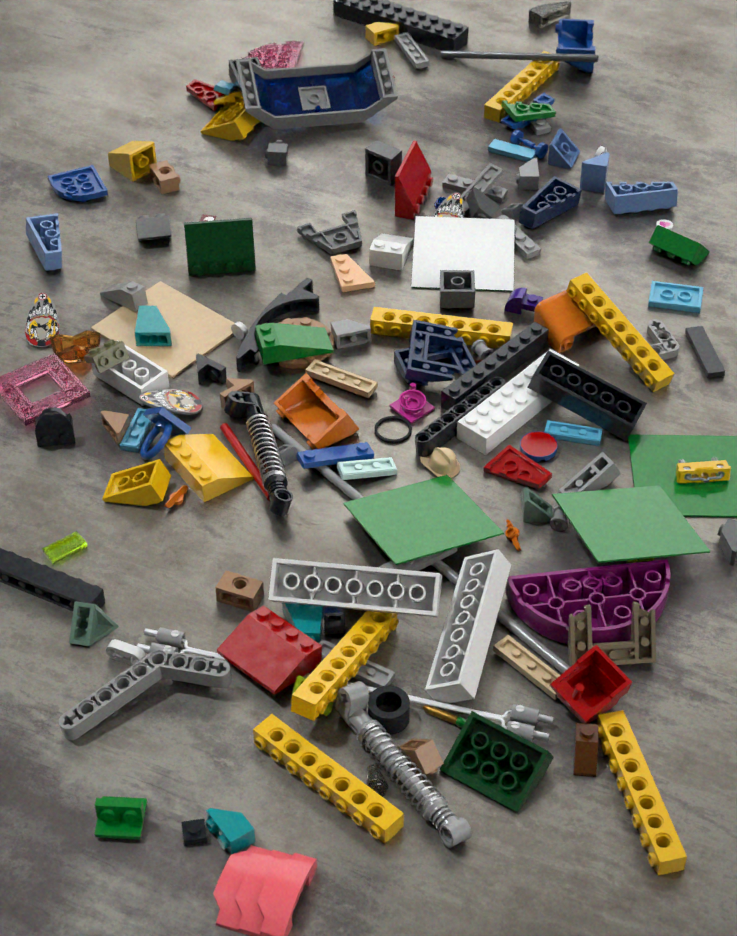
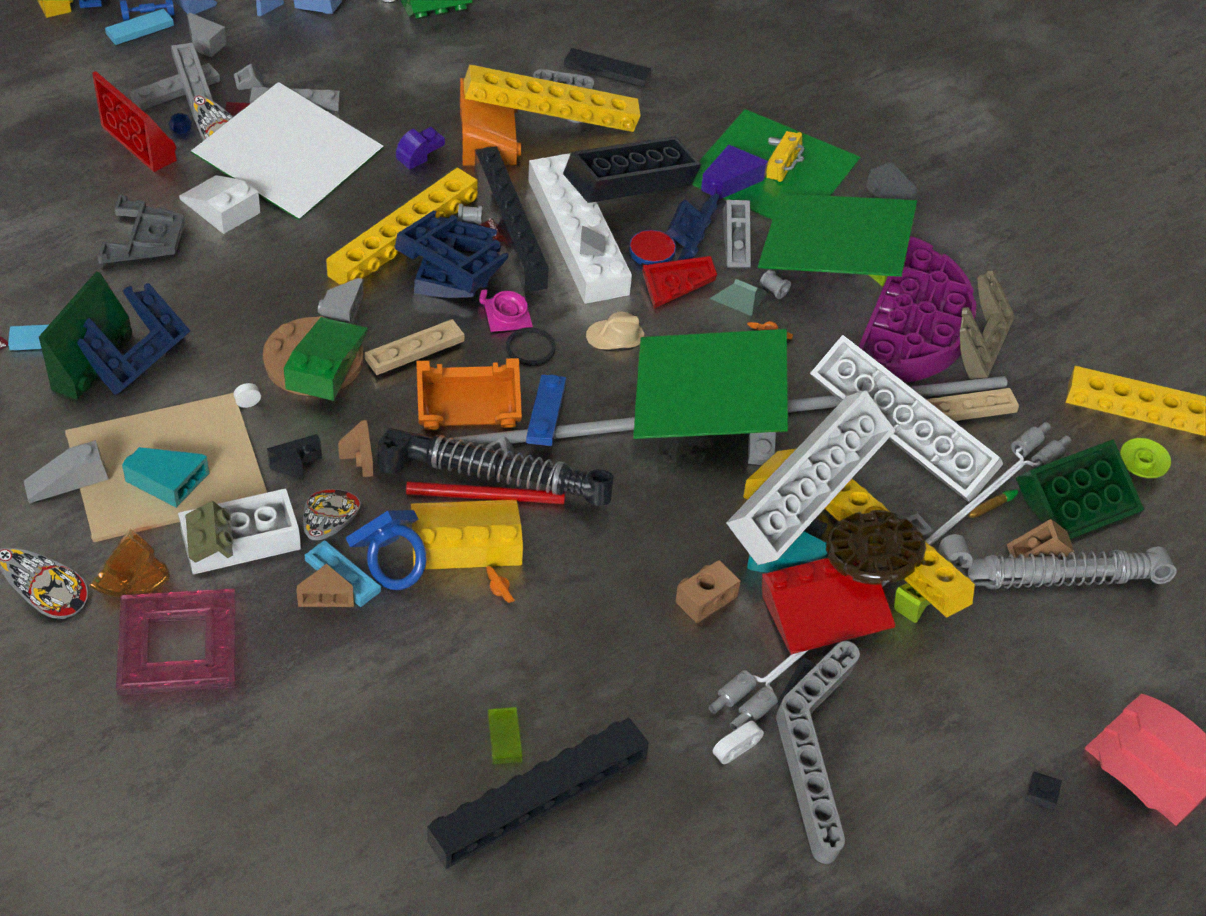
camera: 65 degrees left, 5 degrees up
(54, 428) = (287, 651): black slope -> none
(89, 624) = (666, 764): sand green slope -> none
(120, 817) = (992, 850): green bracket -> none
(138, 485) = (453, 613): yellow slope -> none
(215, 276) = (120, 370): none -> dark blue wedge
(231, 828) = (1065, 752): teal slope -> none
(296, 301) = (239, 322): black slope -> none
(300, 651) = (870, 528): none -> dark brown plate
(340, 787) = (1030, 636): yellow brick -> none
(349, 274) = (229, 257): light nougat wing -> none
(366, 468) = (585, 394): light aqua tile -> none
(376, 780) = (1057, 599): clear smoke cone -> none
(382, 162) = (62, 127): dark grey brick -> none
(392, 721) = (976, 527): black piece -> none
(445, 426) = (566, 283): black beam -> none
(457, 289) = (354, 181): dark grey brick -> none
(481, 205) = (230, 93): dark grey slope -> none
(490, 403) = (591, 242): none -> light grey slope
(550, 201) = (272, 43): dark blue wedge -> none
(567, 784) = (1145, 458): none -> lime dish
(574, 433) = (651, 214): medium azure tile -> none
(574, 451) = (689, 225): none -> dark blue bracket
(585, 749) = (1098, 418): reddish brown slope -> none
(591, 685) = (1043, 369): red piece -> none
(651, 451) = (733, 172): none -> dark purple slope
(675, 296) = (506, 42): medium azure tile -> none

